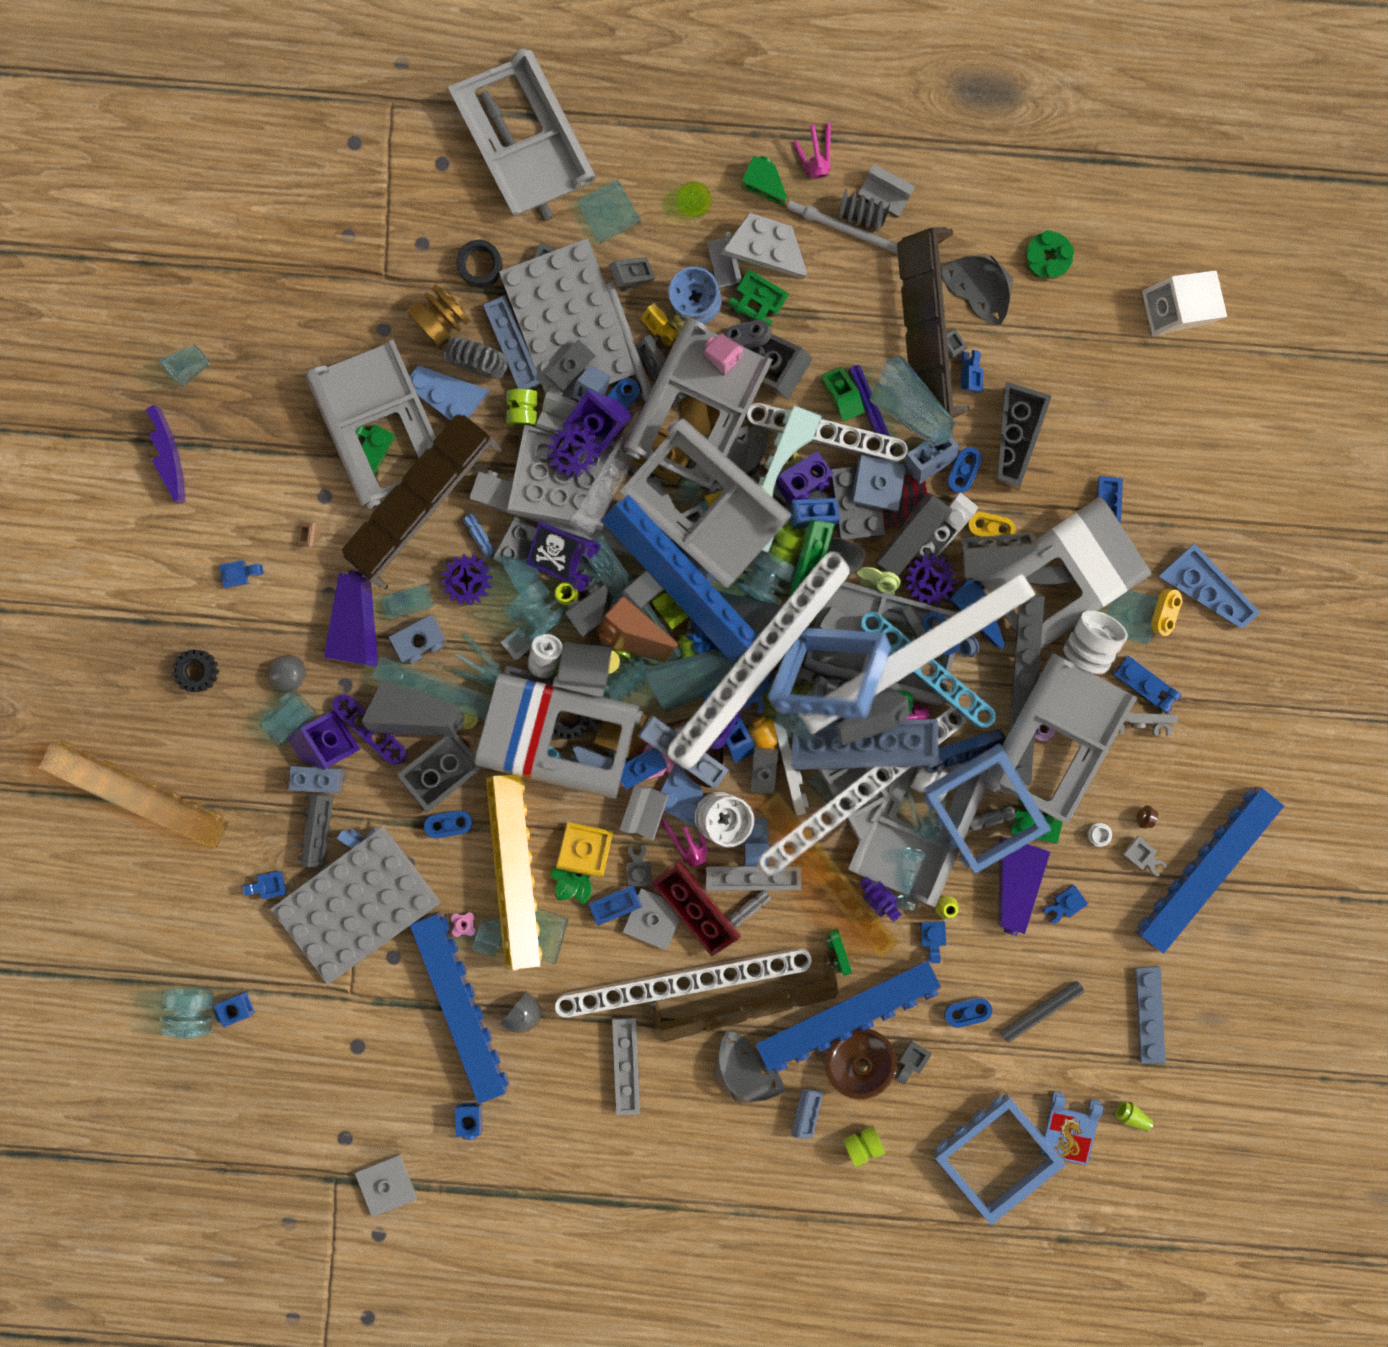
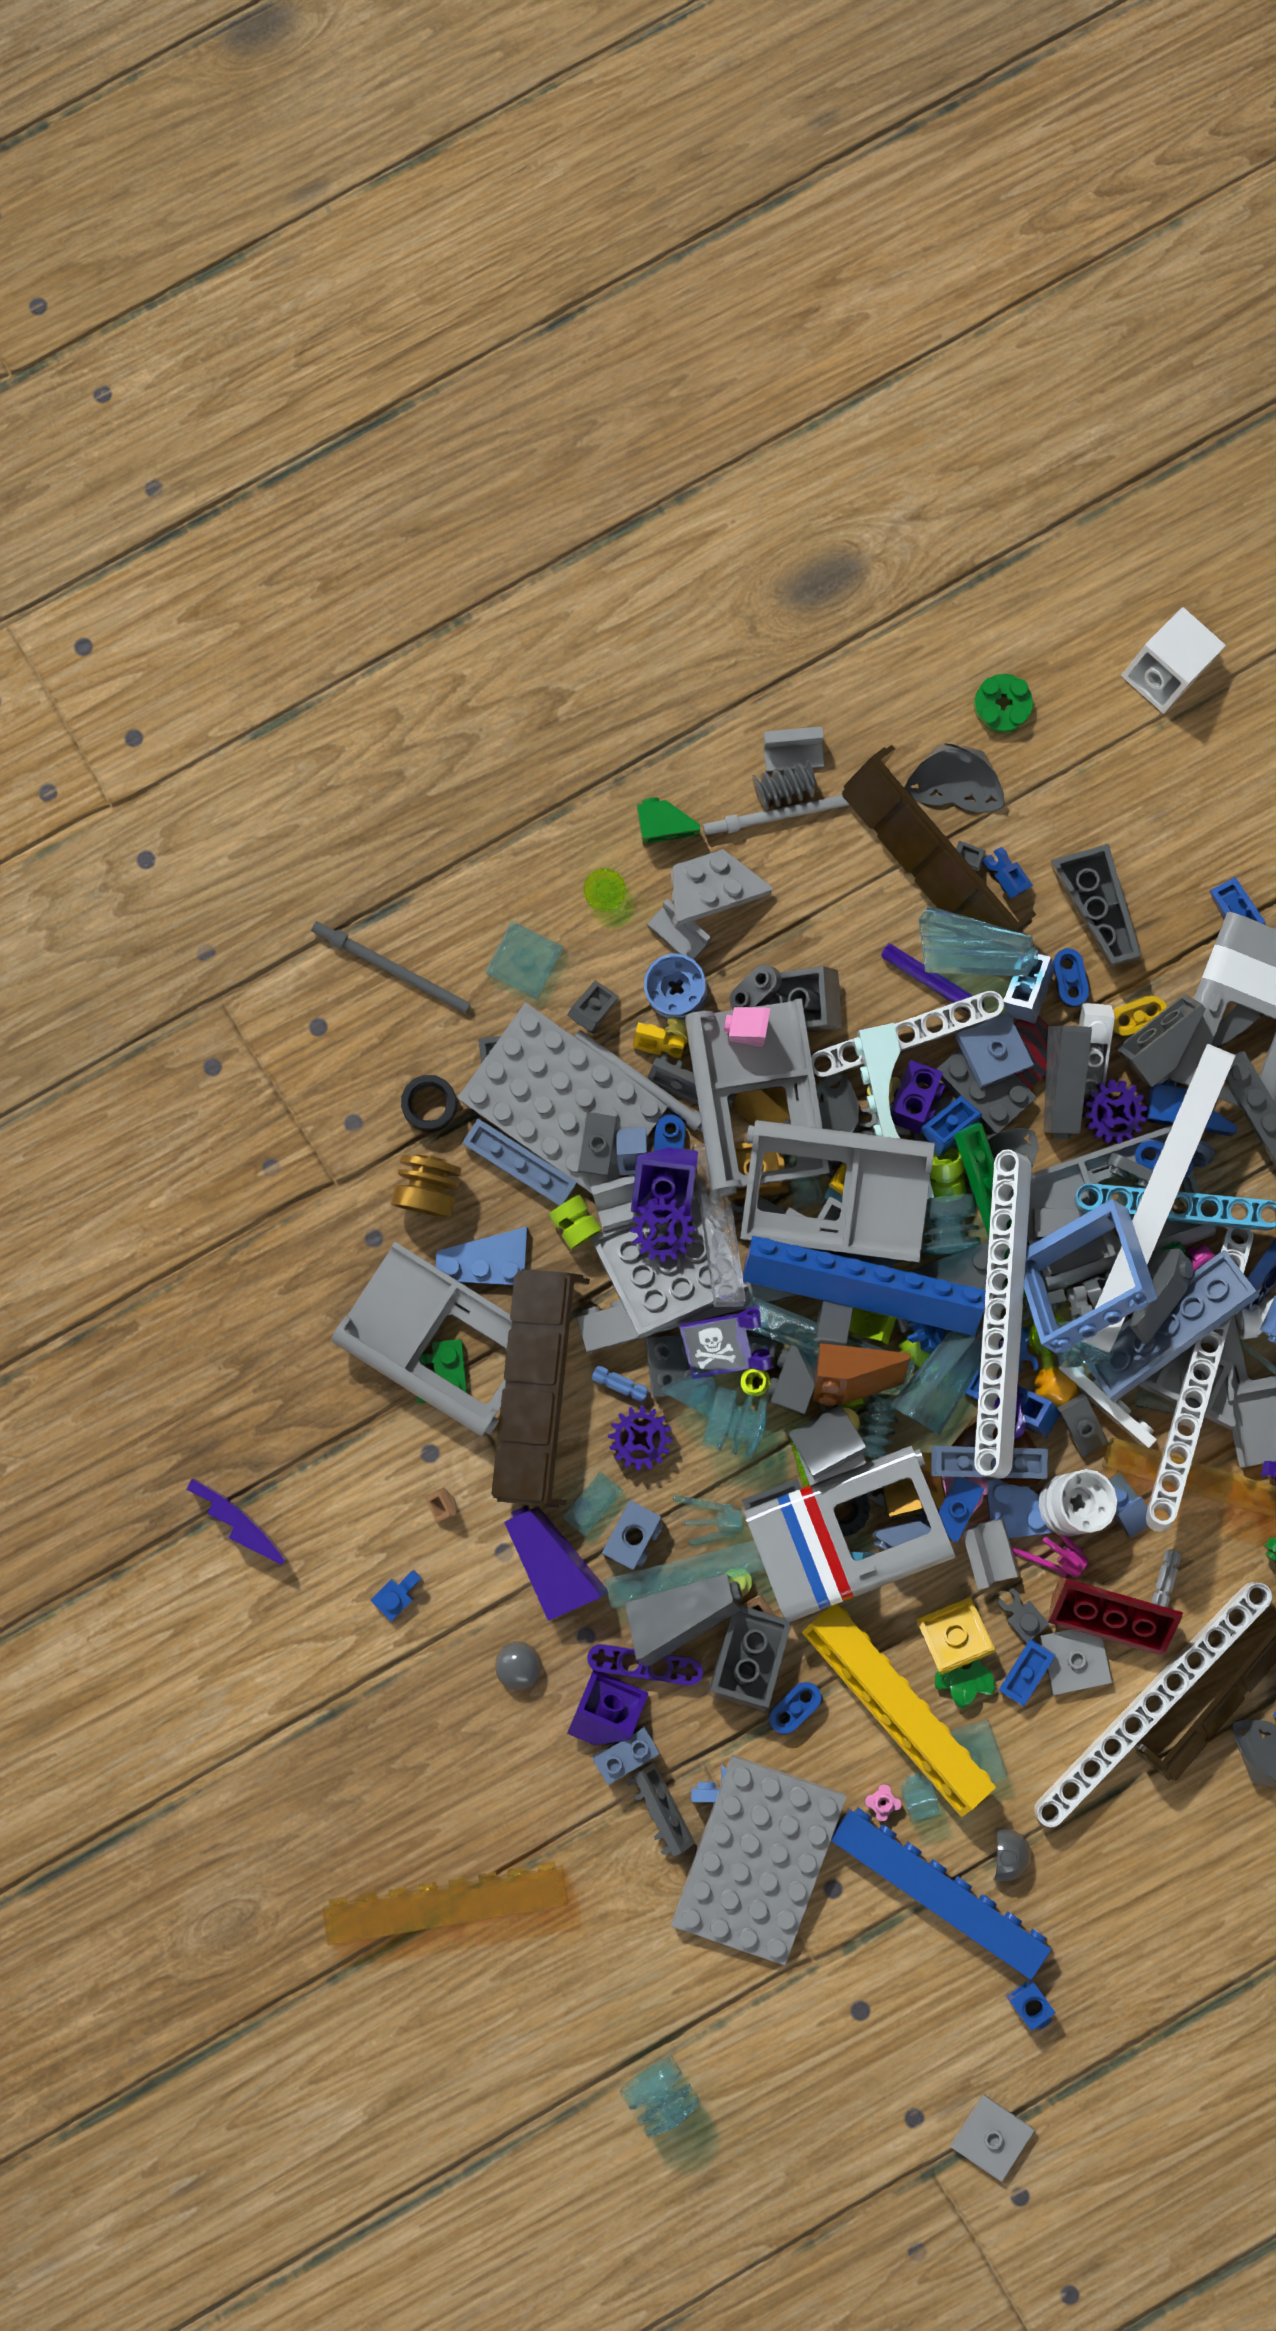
camera: 45 degrees left, 5 degrees down
(181, 667) = (404, 1738): black tyre -> none
(185, 364) = (193, 1413): clear light blue slope -> none
(243, 1005) = (707, 2047): blue brick -> none
(268, 885) = (652, 1902): blue plate -> none
(287, 717) = (551, 1712): clear light blue brick -> none
(475, 357) = (494, 1202): dark grey gear -> none
(516, 644) = (737, 1469): light grey plate -> none
(540, 165) = (420, 964): light grey piece -> none
(545, 656) = (776, 1461): white wheel -> none
(626, 1066) = (1154, 1833): light grey plate -> none
(749, 878) = (1147, 1546): light grey plate -> none
(761, 292) = (739, 937): green plate -> none
(817, 167) = (707, 770): dark pink plant -> none
(843, 393) = (893, 983): green slope -> none
(877, 580) = (1061, 1150): yellowish green plate -> none

